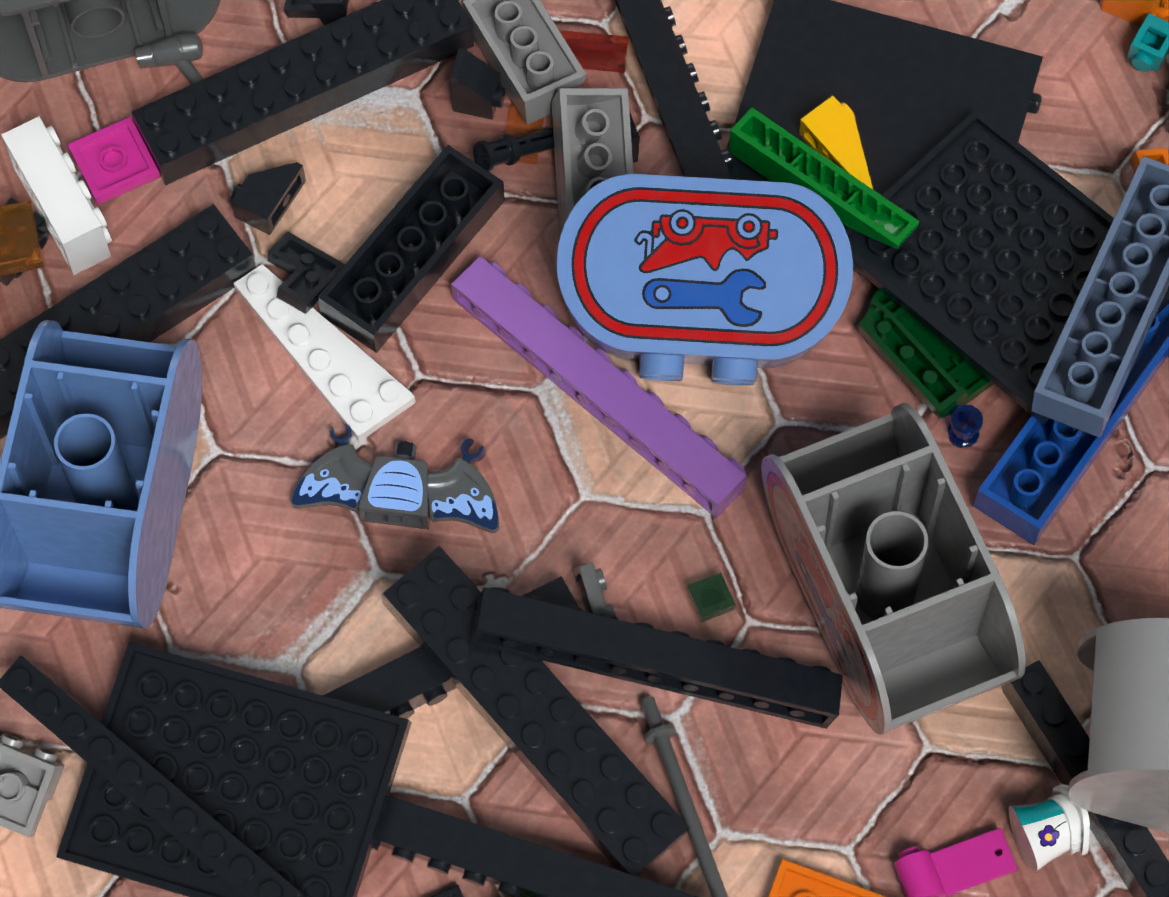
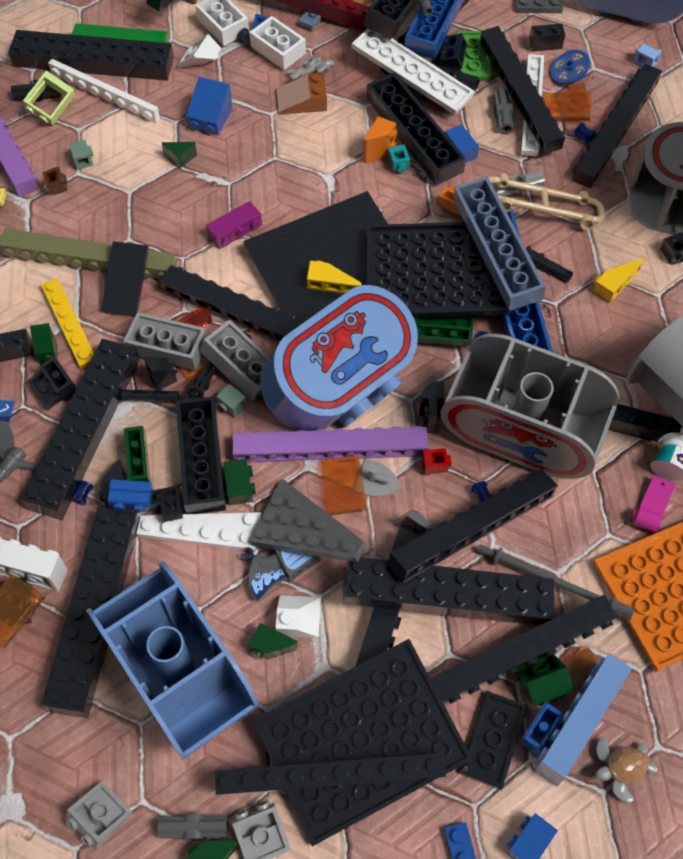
camera: 45 degrees left, 5 degrees down
(113, 160) = (30, 526): dark pink plate -> none
(219, 168) = (81, 492): none -> clear blue bush
(252, 572) = (270, 643): none -> dark green slope
(265, 224) = (130, 495): none -> blue brick
(323, 571) = (298, 616): none -> white slope
(328, 181) = (137, 454): none -> dark green brick
(426, 329) = (238, 481): none -> dark green brick
(435, 460) = (302, 527): none -> dark grey wing
(443, 118) = (150, 395): none -> black pin
(528, 208) = (231, 401): none -> sand green brick
(560, 456) = (343, 485): none -> clear orange tile
(613, 489) = (378, 479): none -> light grey shield
(711, 597) = (459, 486): clear green plate -> none
(712, 523) = (436, 461): none -> red brick
(733, 629) = (481, 491): none -> clear blue bush
(786, 437) = (431, 404): none -> black brick
(789, 160) = (317, 297): green slope -> none

